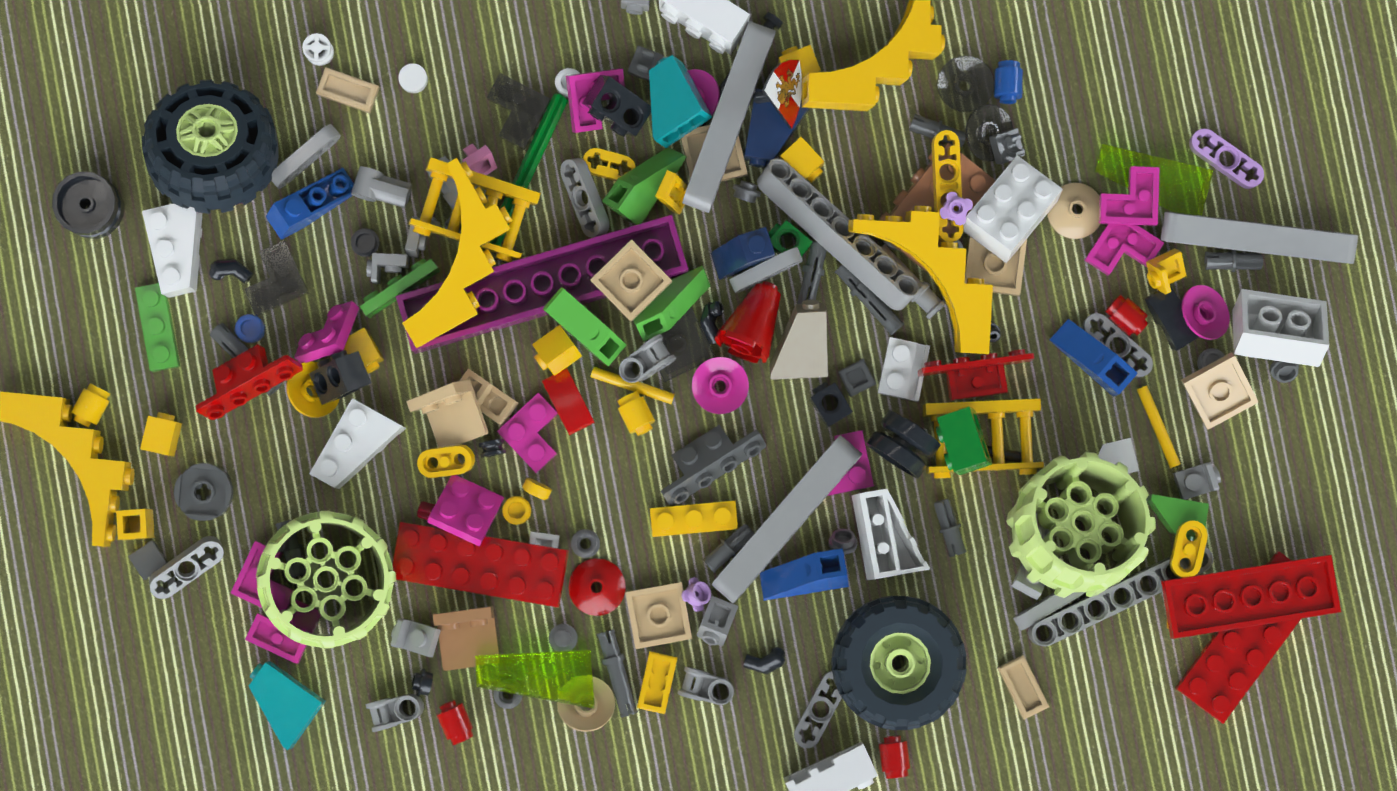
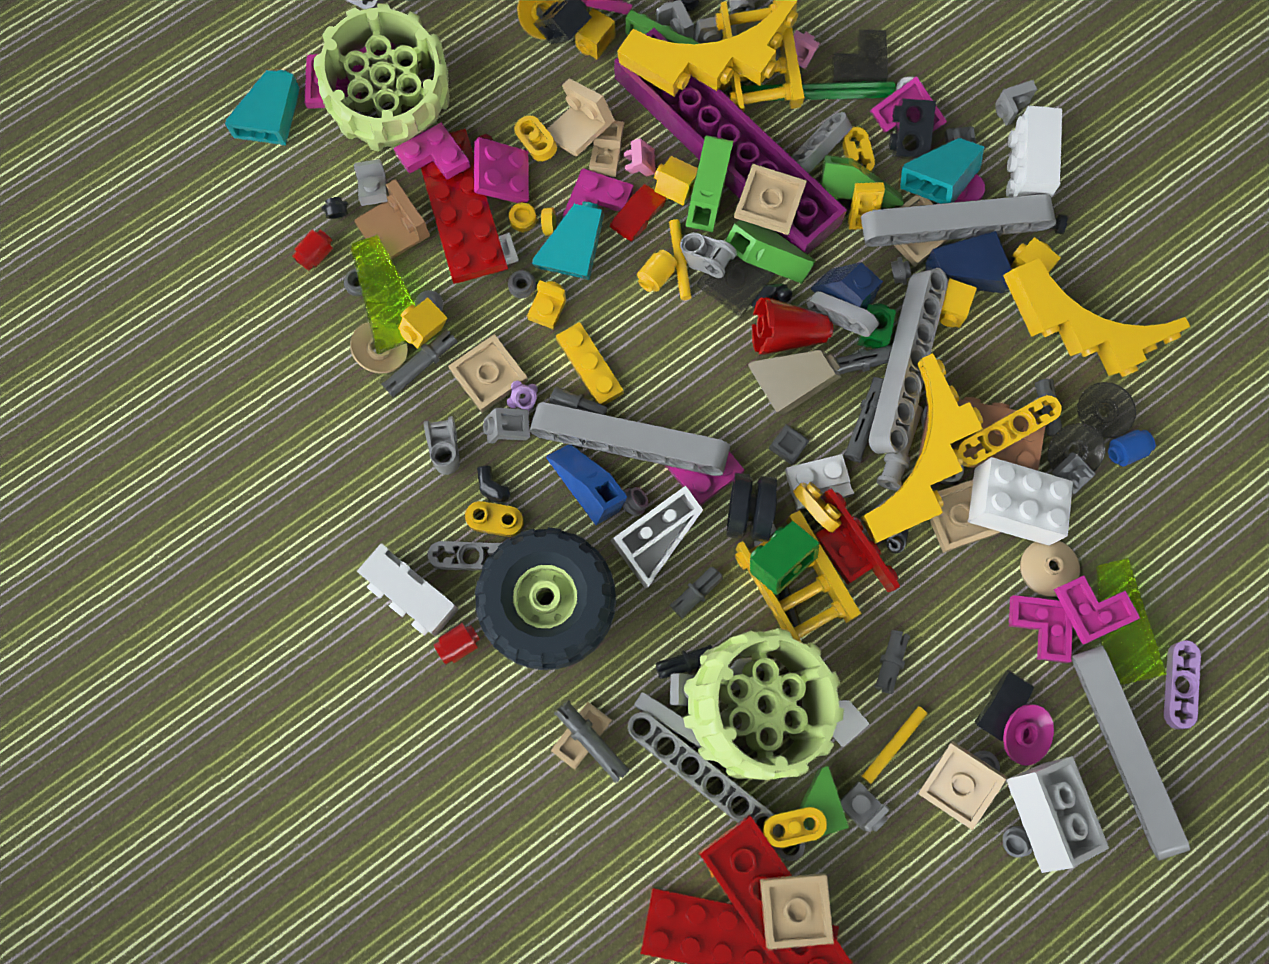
camera: 65 degrees right, 10 degrees down
(354, 443) = (512, 61): white wedge -> none
(390, 712) = (298, 196): light grey piece -> none
(409, 561) = (435, 146): none -> dark pink plate
(492, 448) = (565, 170): black bush -> none
(515, 370) = (642, 158): none -> bright pink tile
(573, 478) = (573, 242): none -> teal slope
(586, 654) = (421, 322): none -> yellow brick
(612, 587) = (497, 322): red dish -> none
(618, 529) = (547, 304): none -> yellow bracket
(657, 682) = (427, 400): yellow plate -> none
(708, 460) = (646, 351): dark grey bracket -> none
(722, 370) = (721, 316): dark pink dish -> none
(783, 90) = (1010, 246): shield -> none
(797, 673) = (493, 519): none -> yellow plate
(830, 417) = (752, 442): black brick -> none
(924, 388) = (811, 499): none -> yellow plate
(948, 212) = (987, 449): lavender plate -> none
(1005, 567) = (678, 664): none -> black axle
(1024, 684) = (594, 744): none -> dark grey pin
(1090, 391) = (892, 662): none -> dark grey pin
(1093, 358) = (925, 649): blue slope -> none
(1117, 333) = (951, 690): light grey beam -> none
(1127, 315) = (982, 660): red brick -> none
(1165, 270) = (1046, 676): yellow bracket -> none
(1233, 261) = (1091, 738): dark grey axle -> none
(1255, 582) = (796, 911): none -> tan plate

